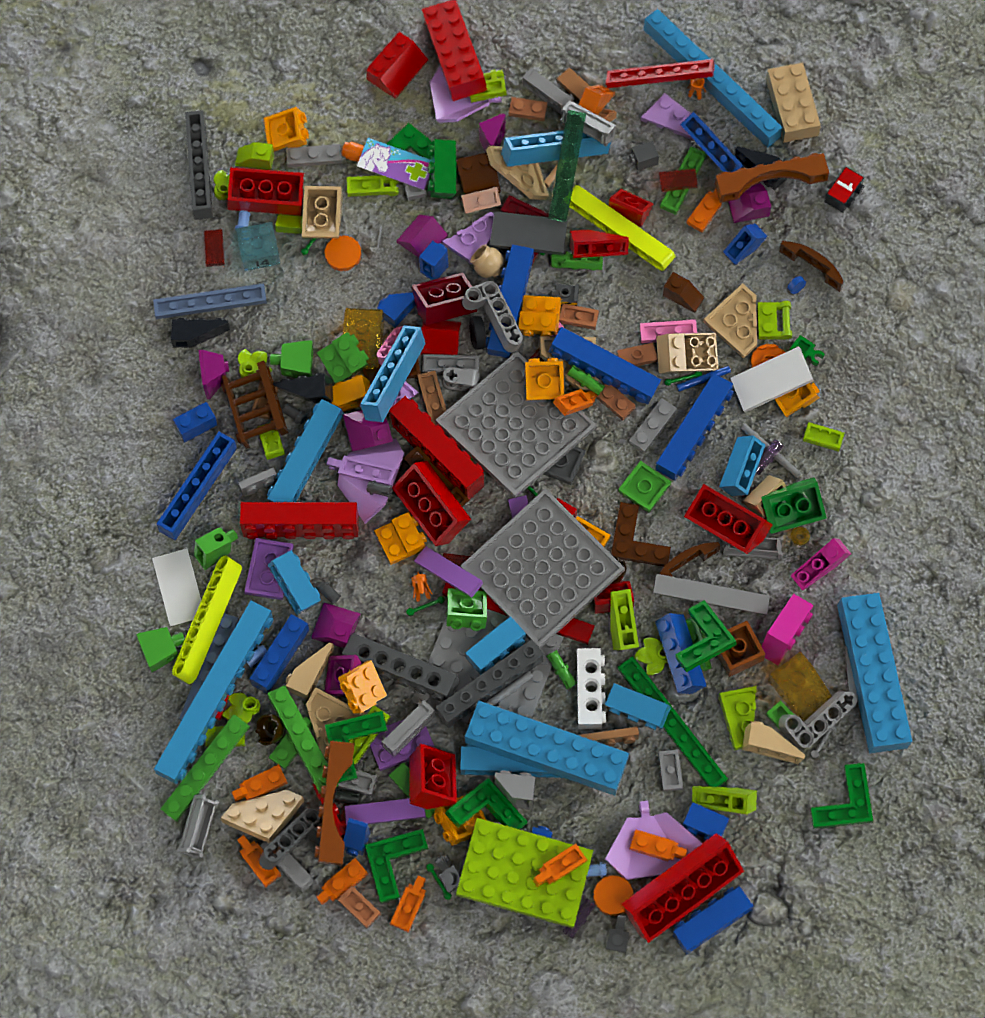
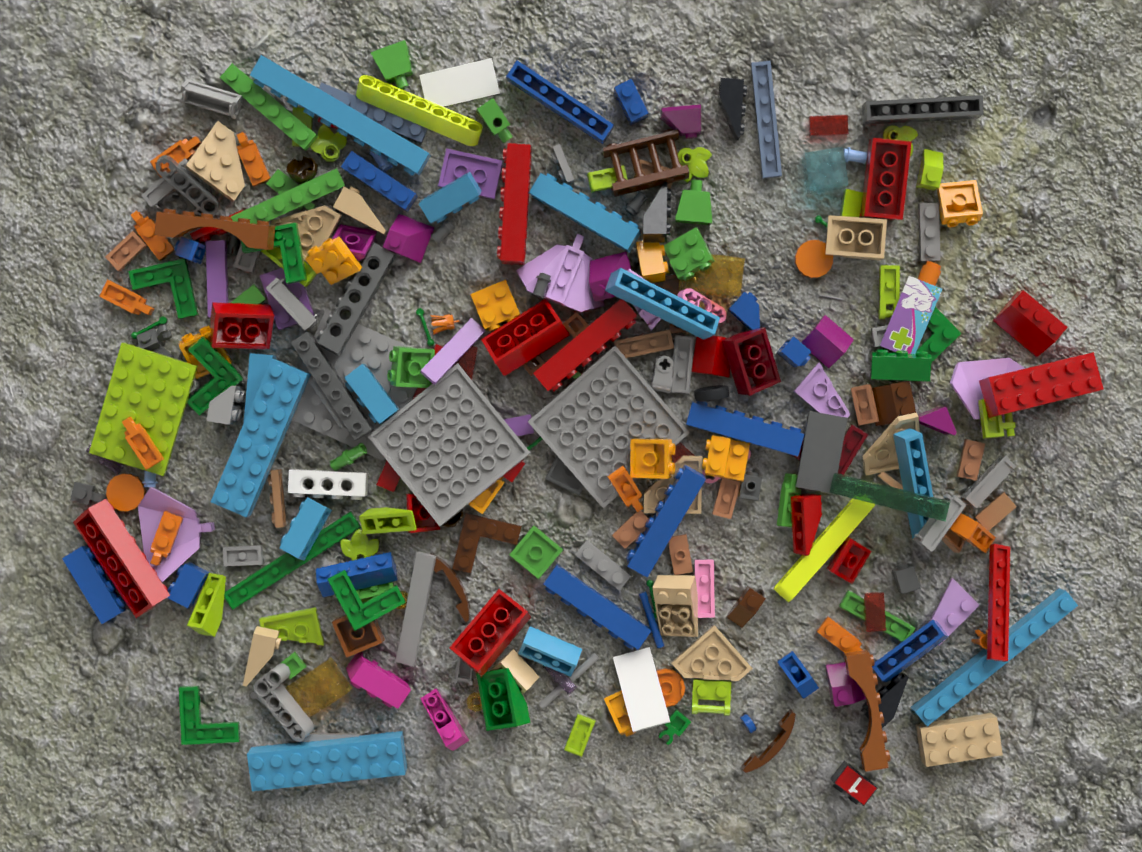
camera: 90 degrees right, 20 degrees up
(487, 261) = (791, 407): tan piece -> none
(509, 336) = (720, 413): light grey beam -> none
(542, 831) = (186, 428): blue plate -> none
(585, 380) = (650, 500): bright green pin -> none

